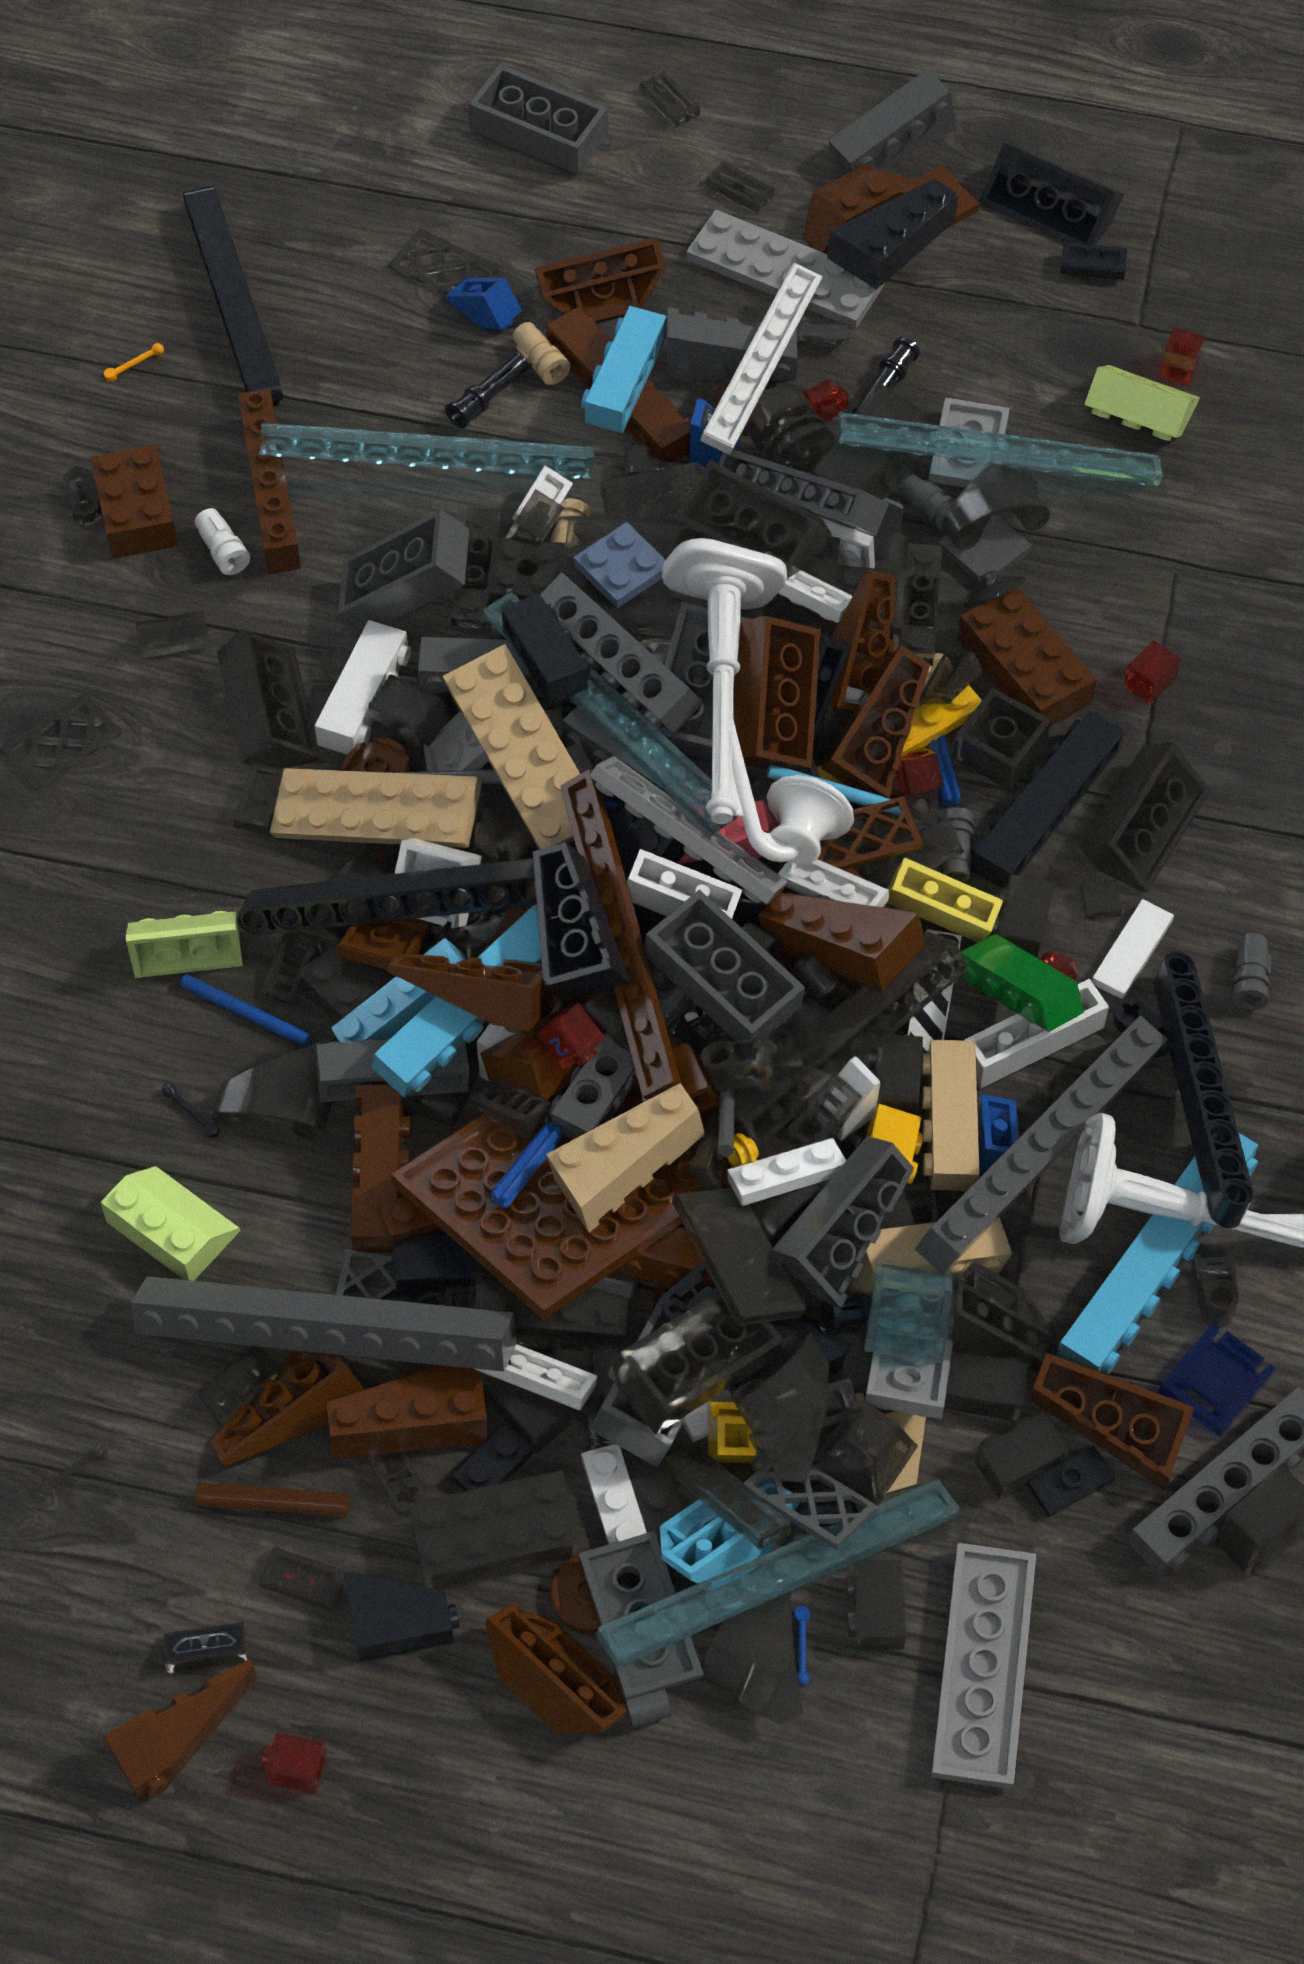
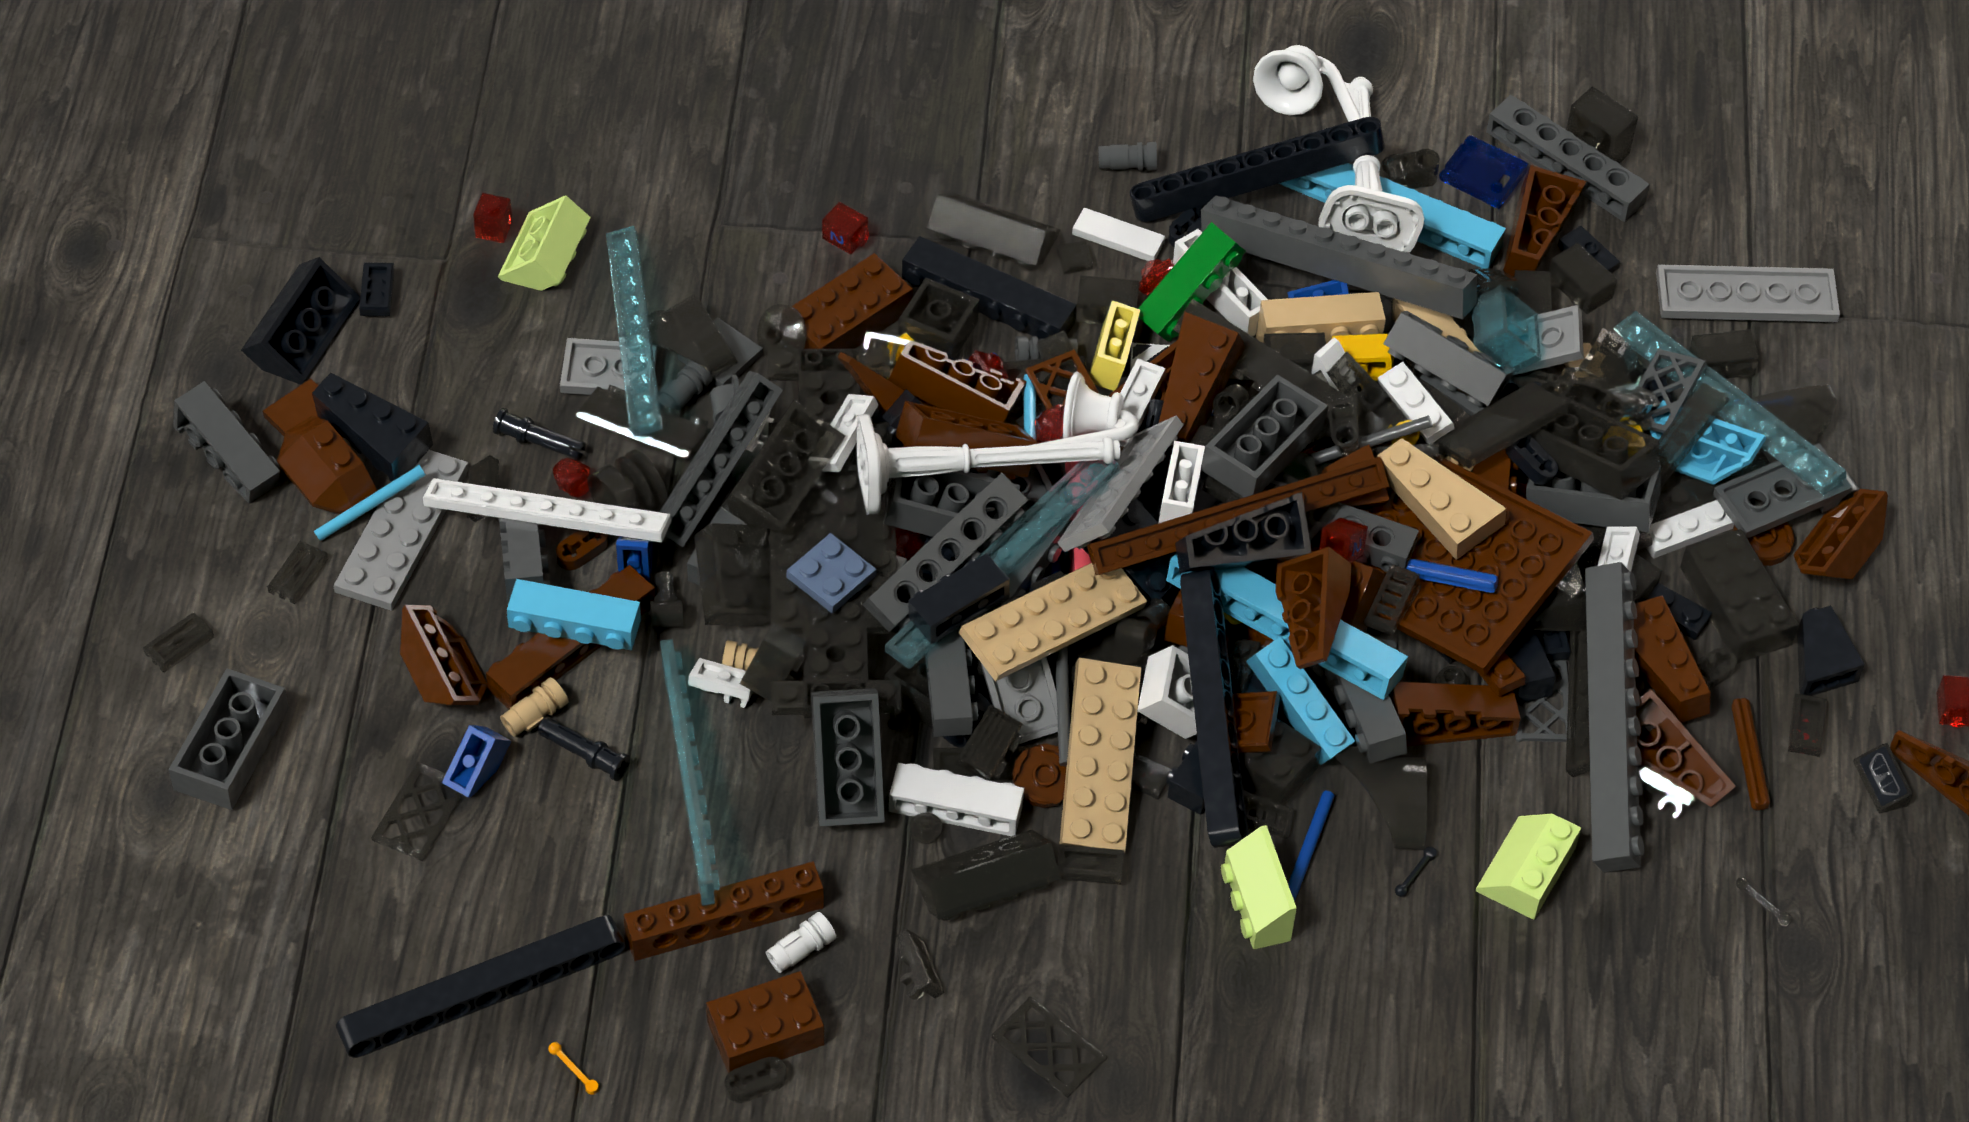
camera: 100 degrees left, 5 degrees down
(808, 236) = (369, 503): none -> medium azure bar

